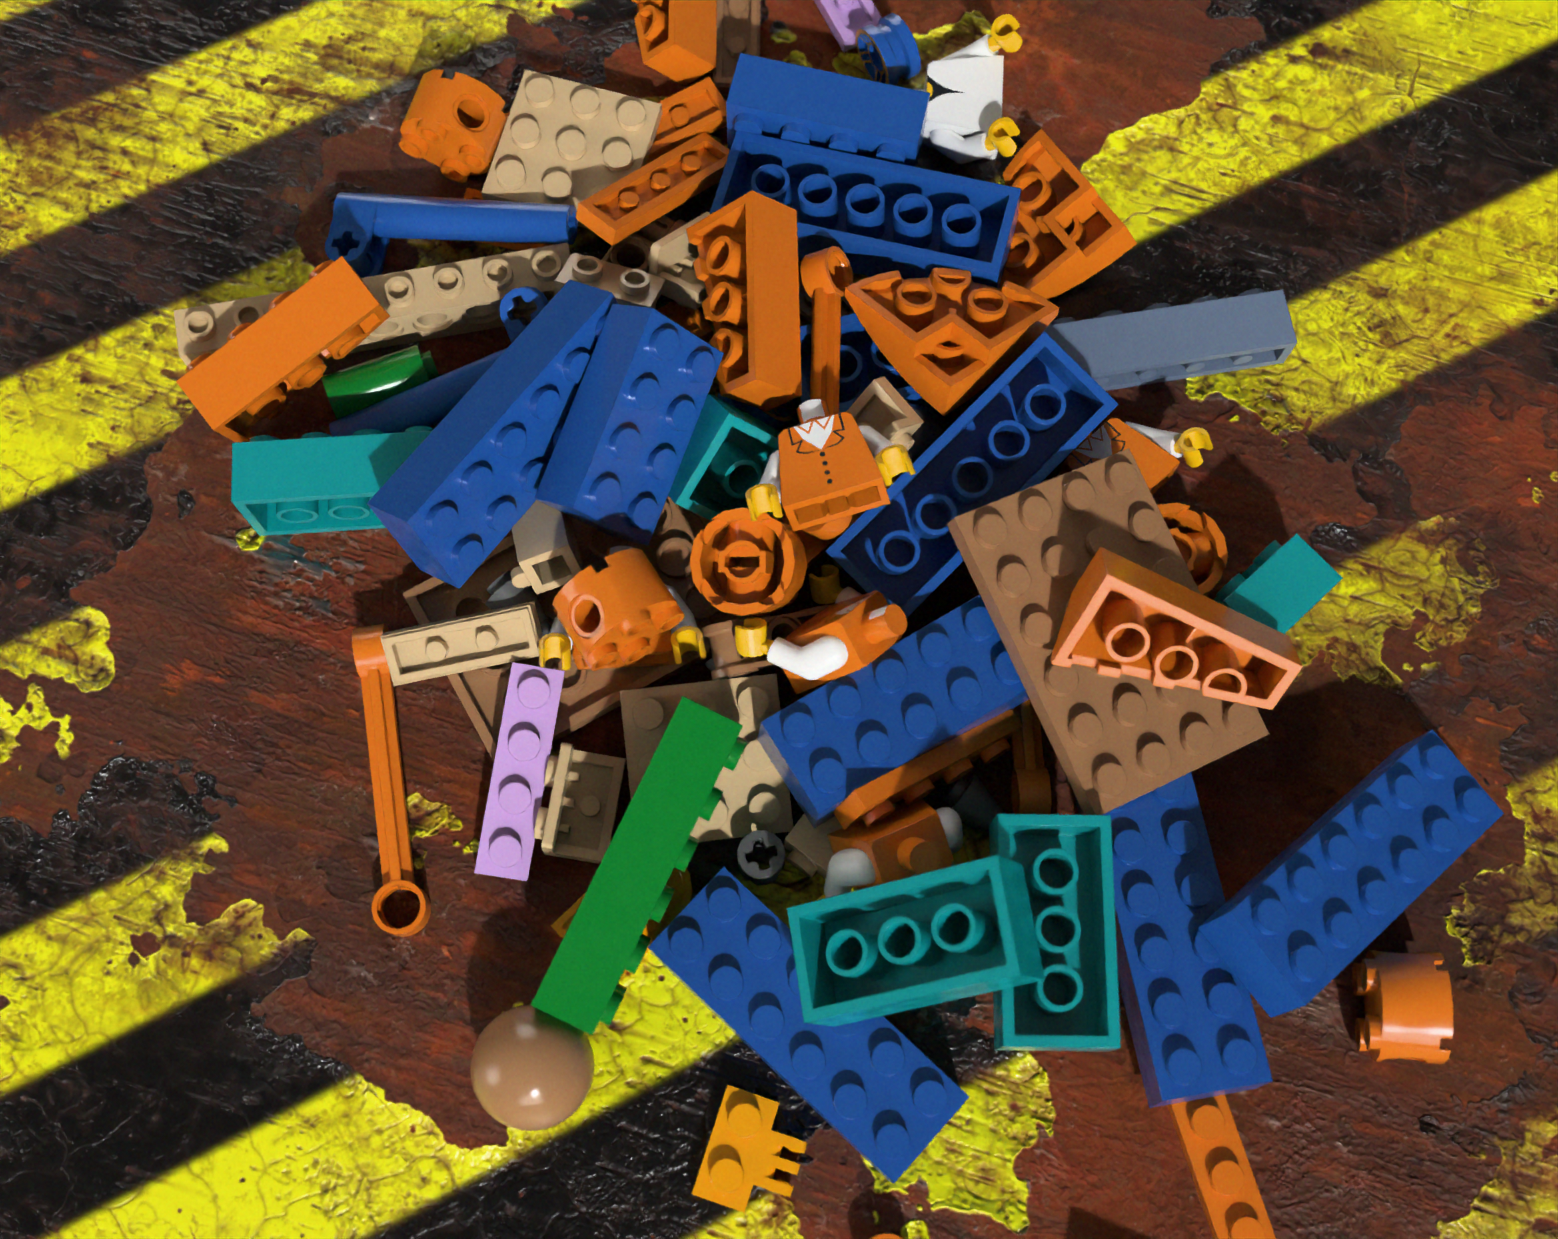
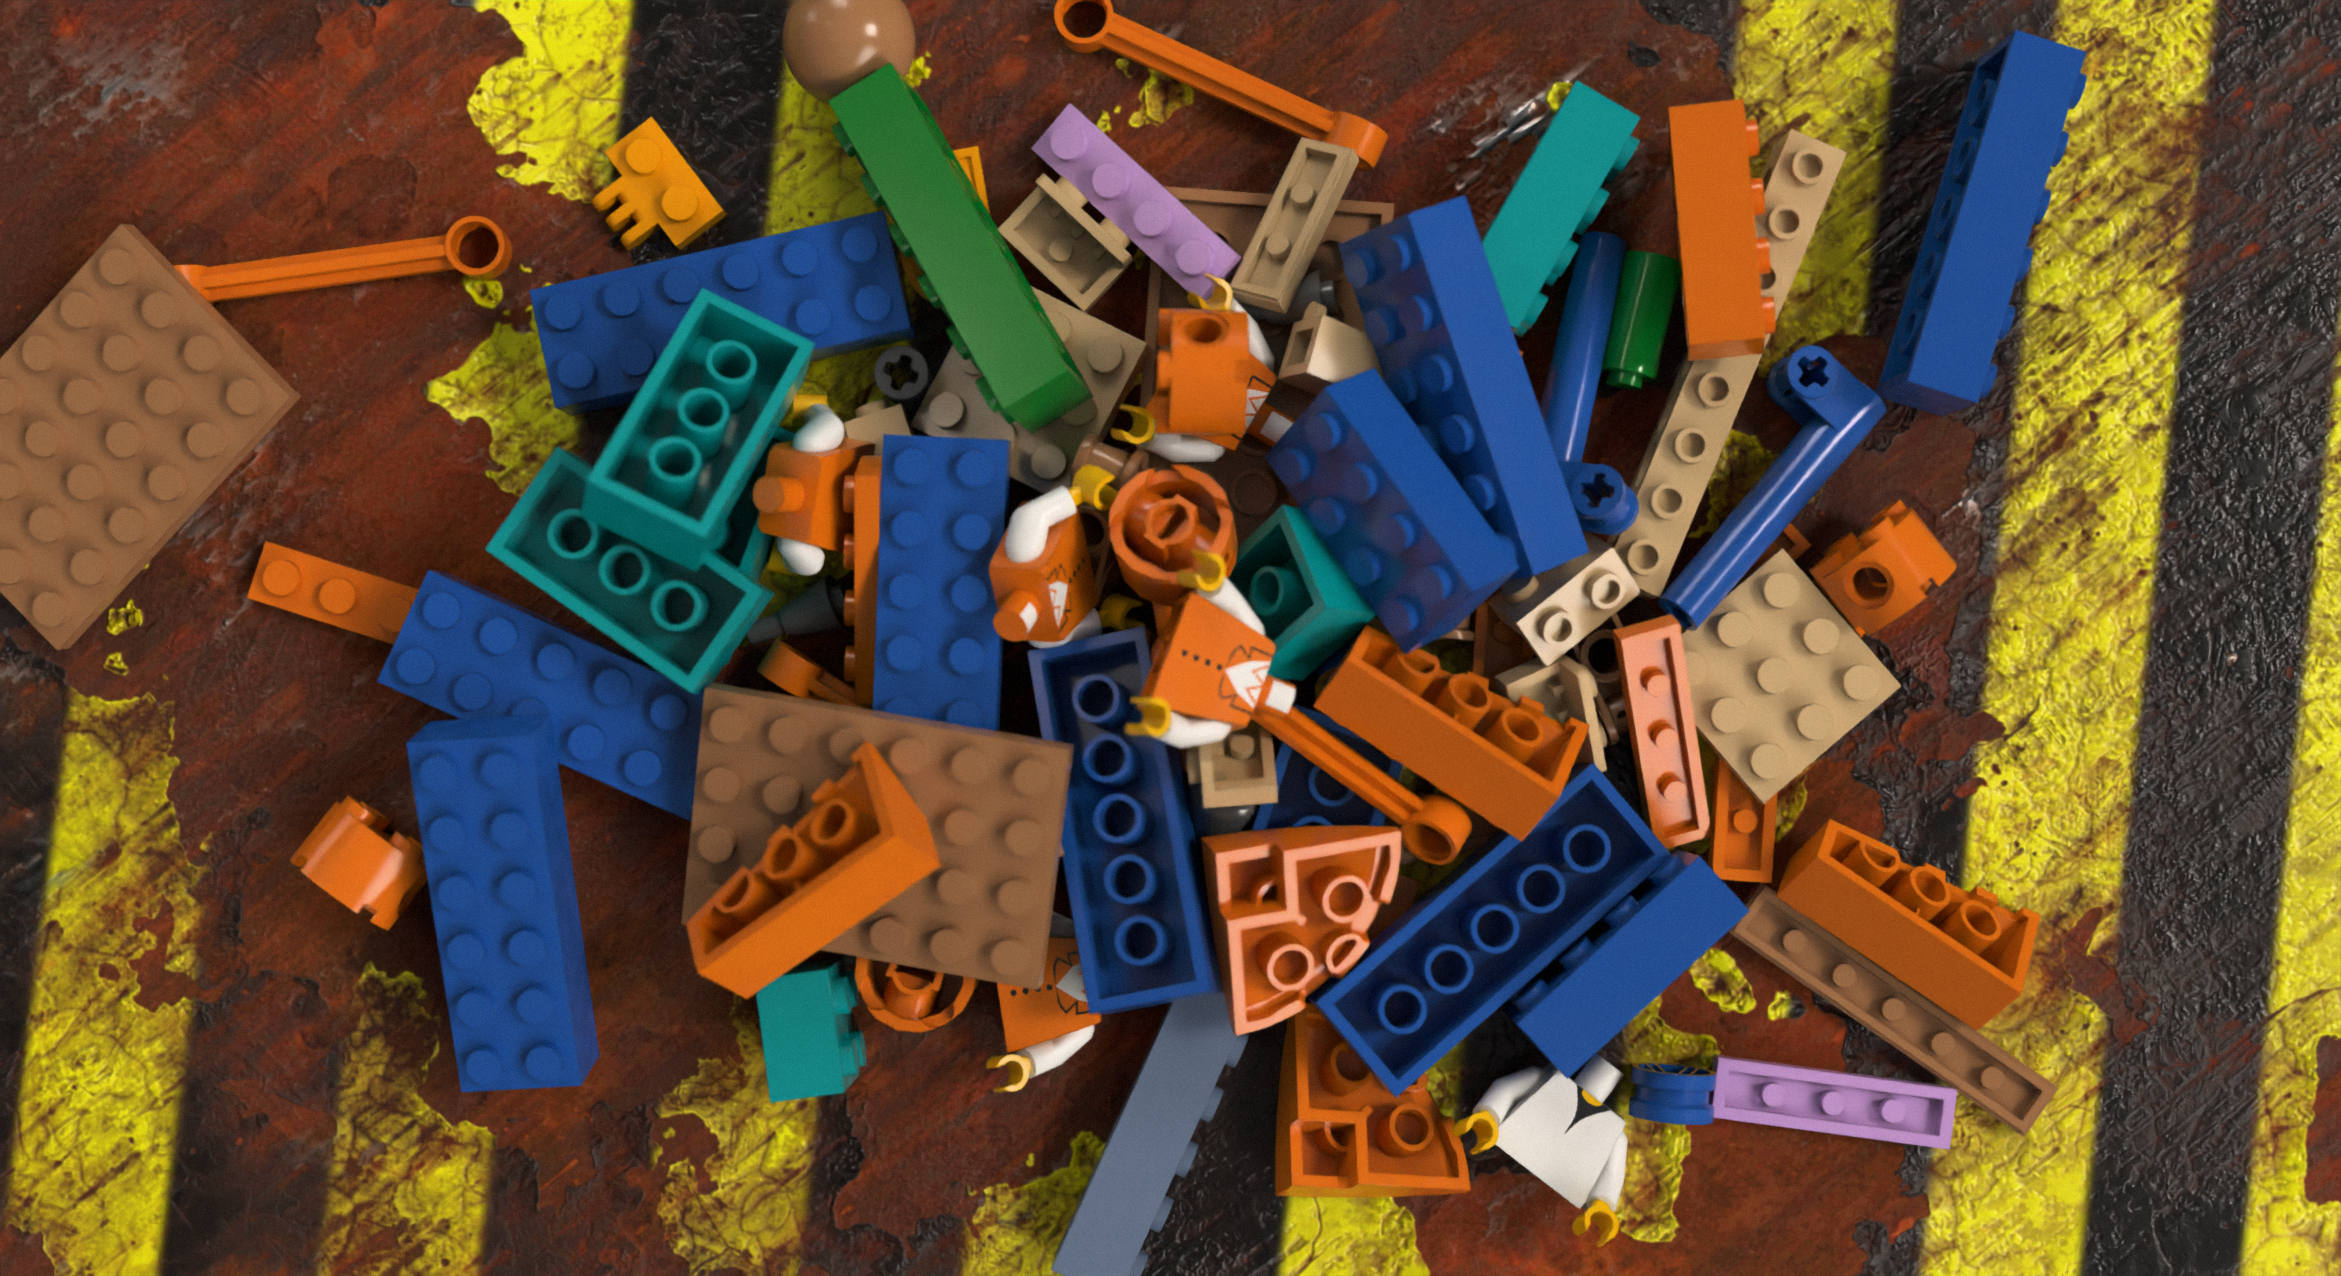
camera: 125 degrees right, 15 degrees up
(171, 202) = (1982, 224): none -> blue brick

